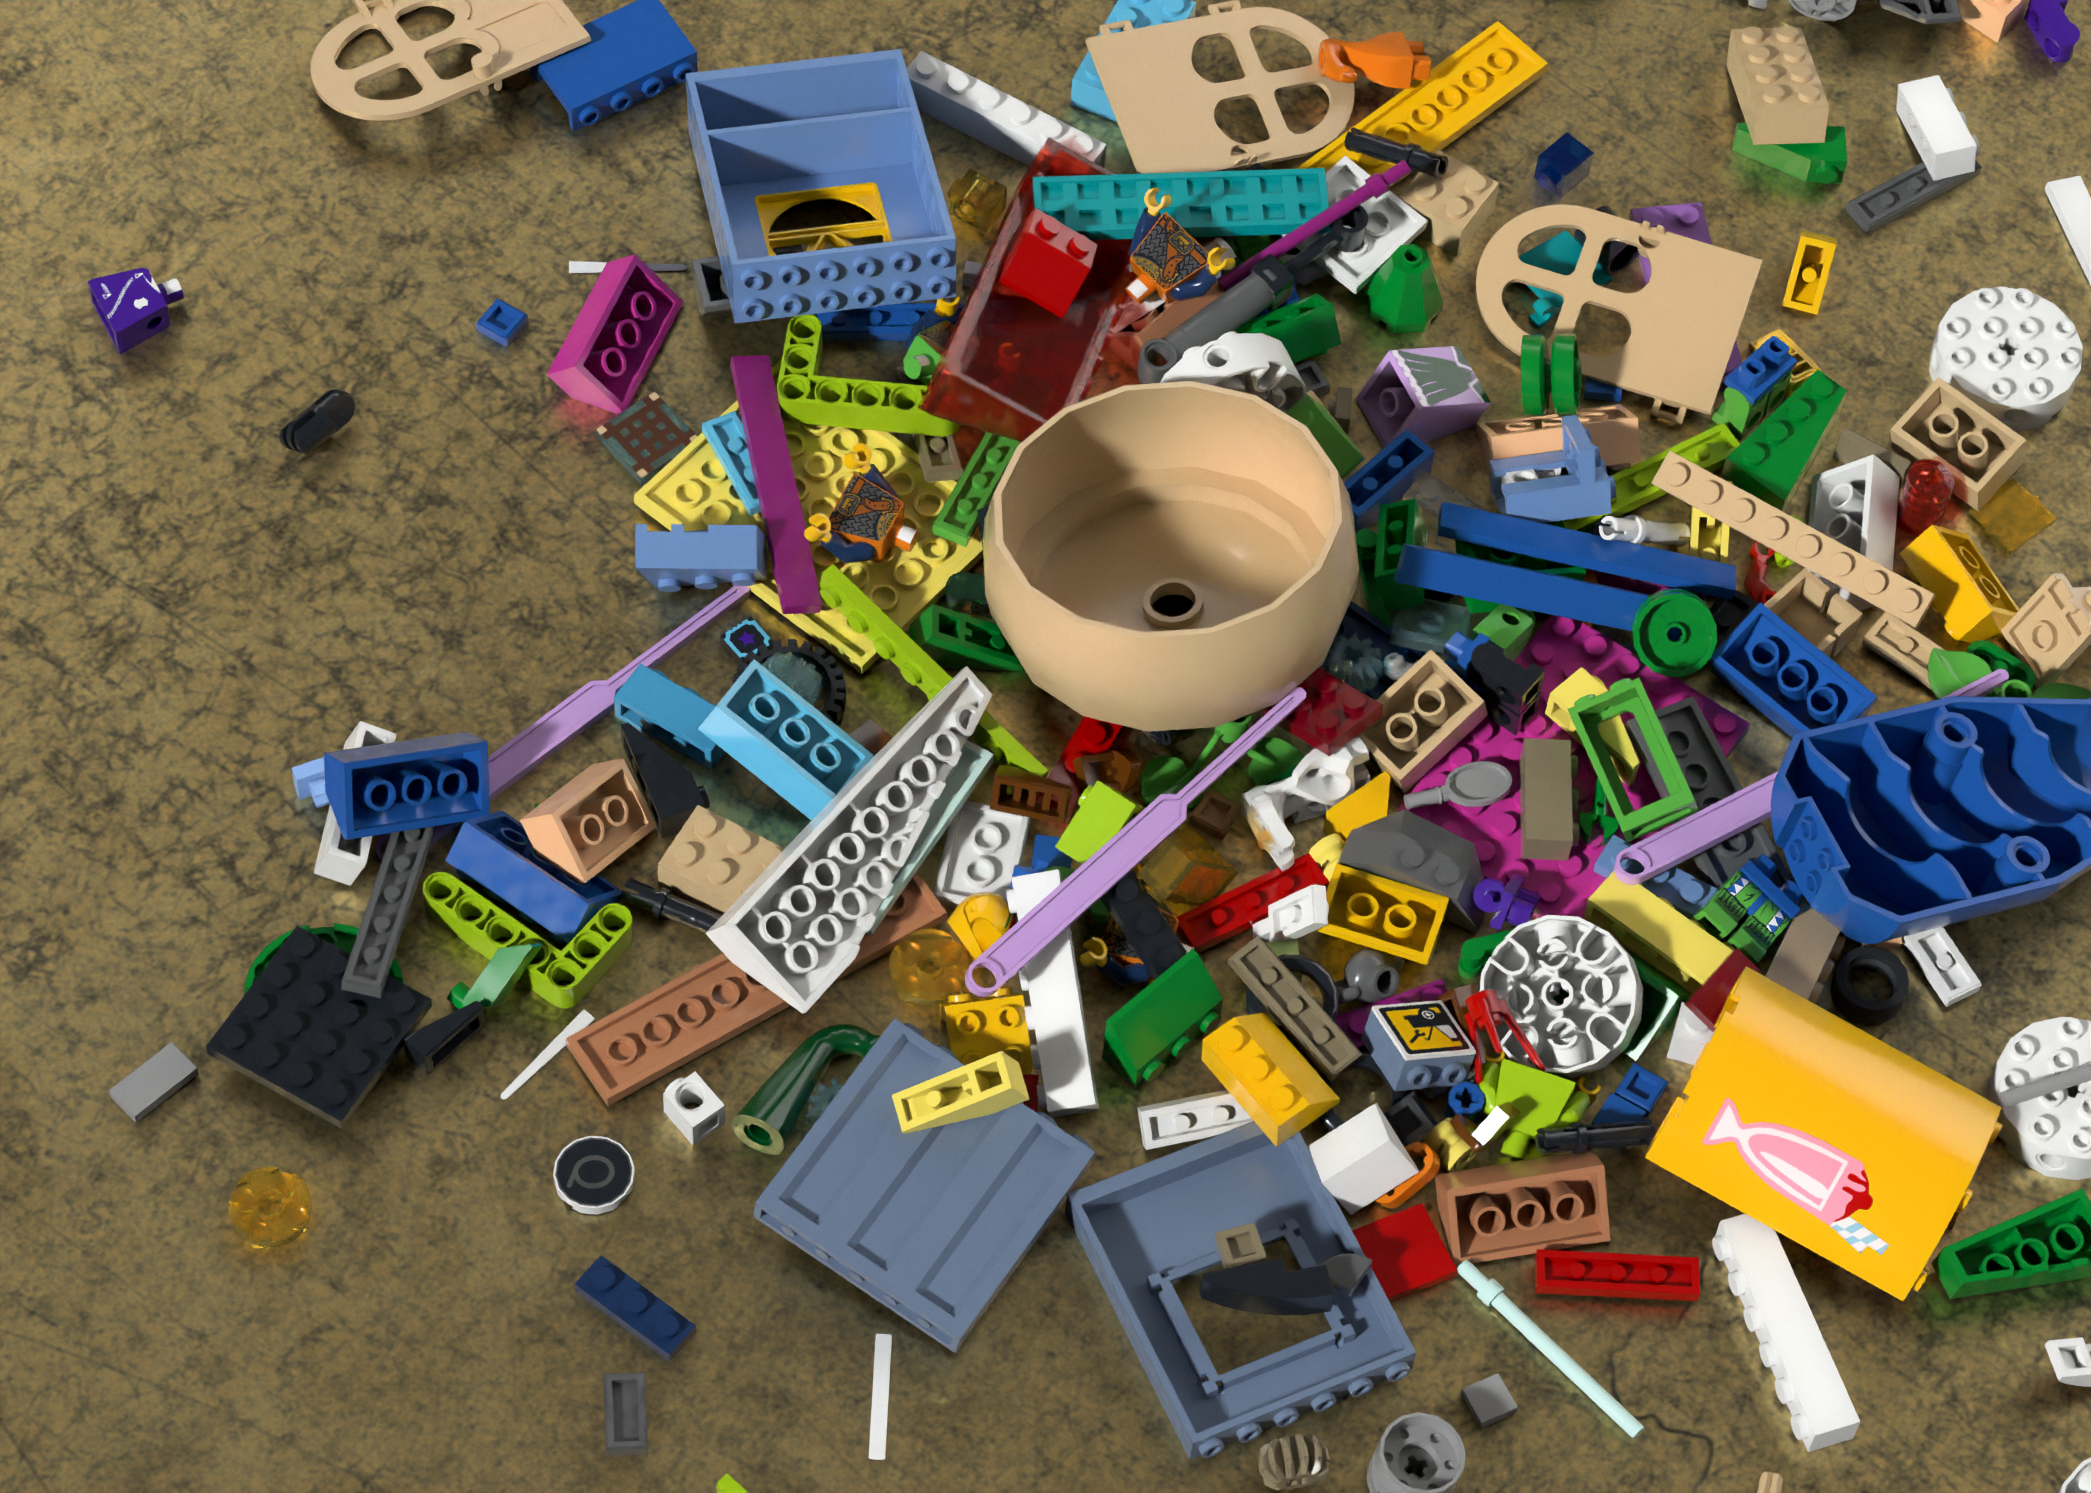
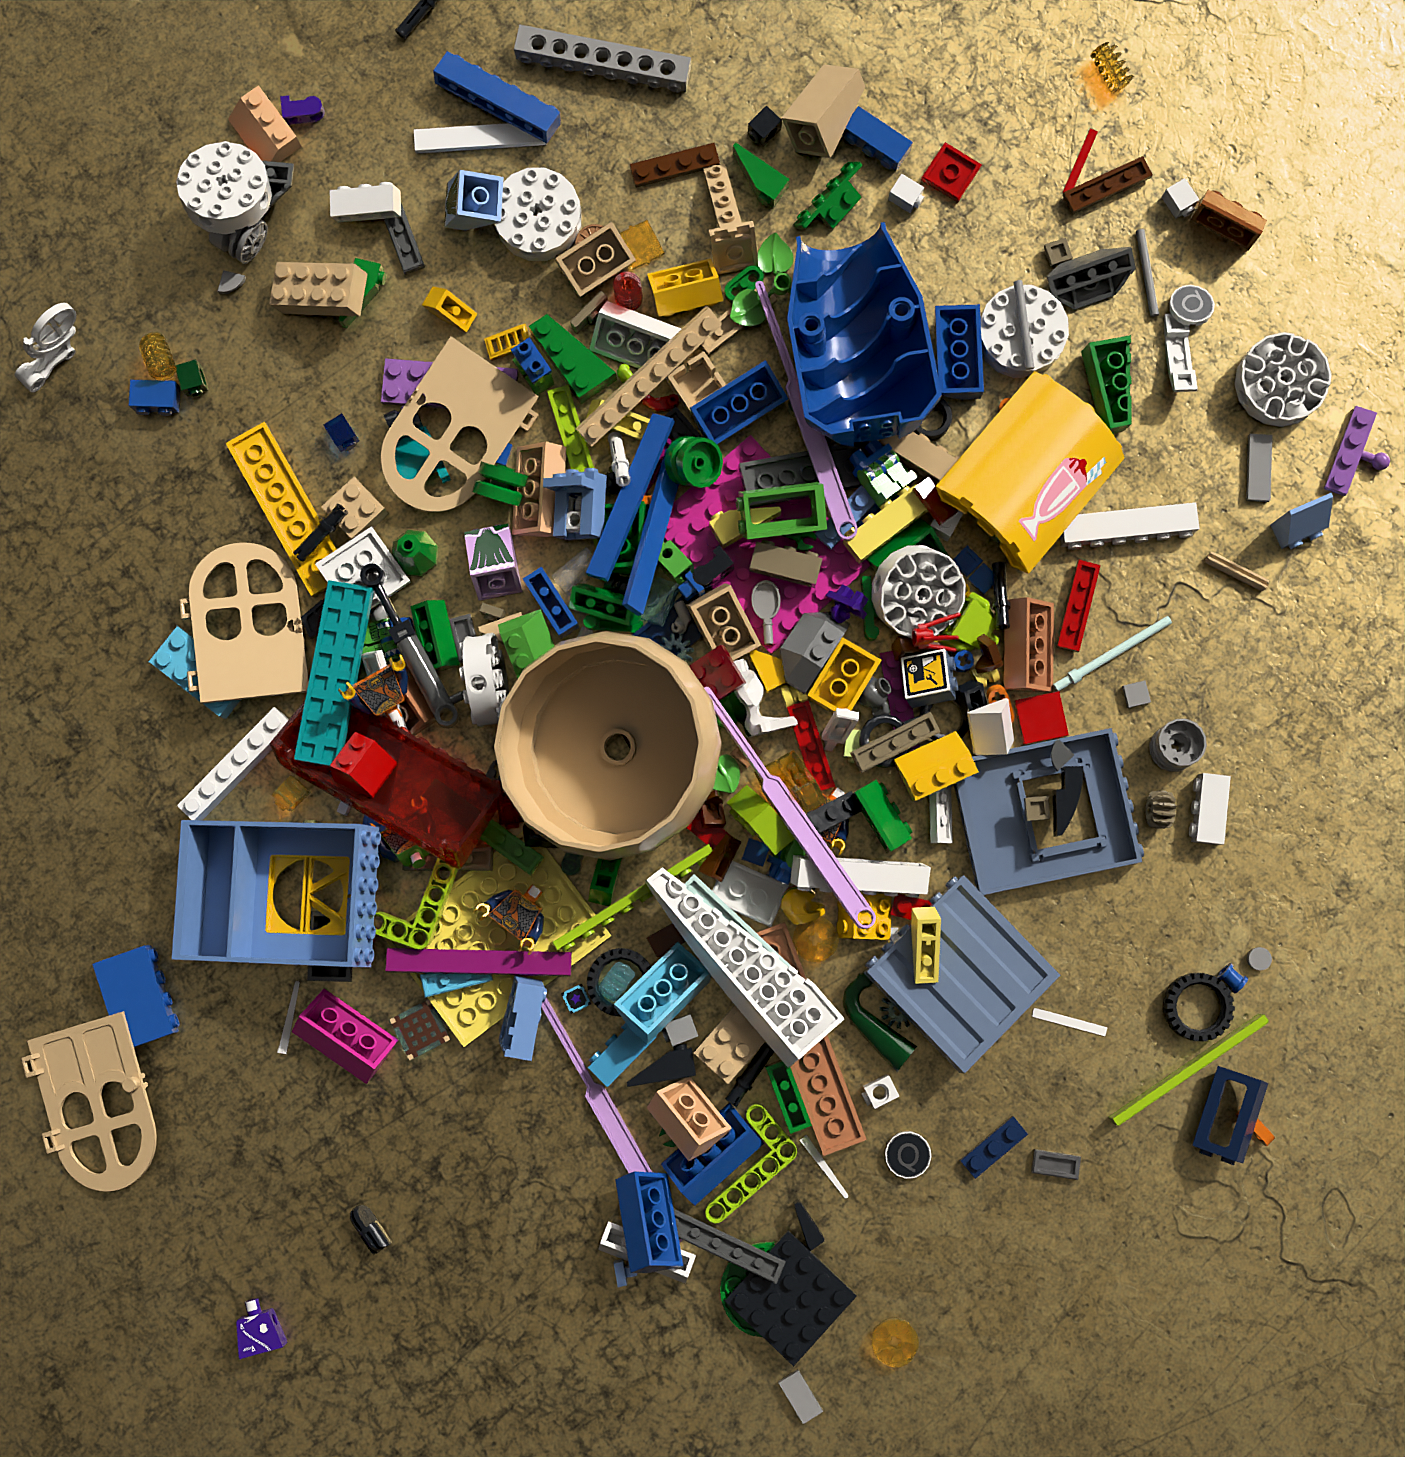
camera: 70 degrees left, 25 degrees up
(496, 978) = (781, 1191): piece -> none
(502, 322) = (316, 1102): blue tile -> none
(654, 961) = (788, 1096): none -> green brick
(731, 792) = (680, 1030): none -> light grey brick
(1375, 186) = (360, 555): magenta bar -> none
(1382, 59) = (242, 523): orange hips -> none
(1991, 253) = (473, 200): none -> light blue slope
(1993, 998) = (959, 351): none -> blue slope

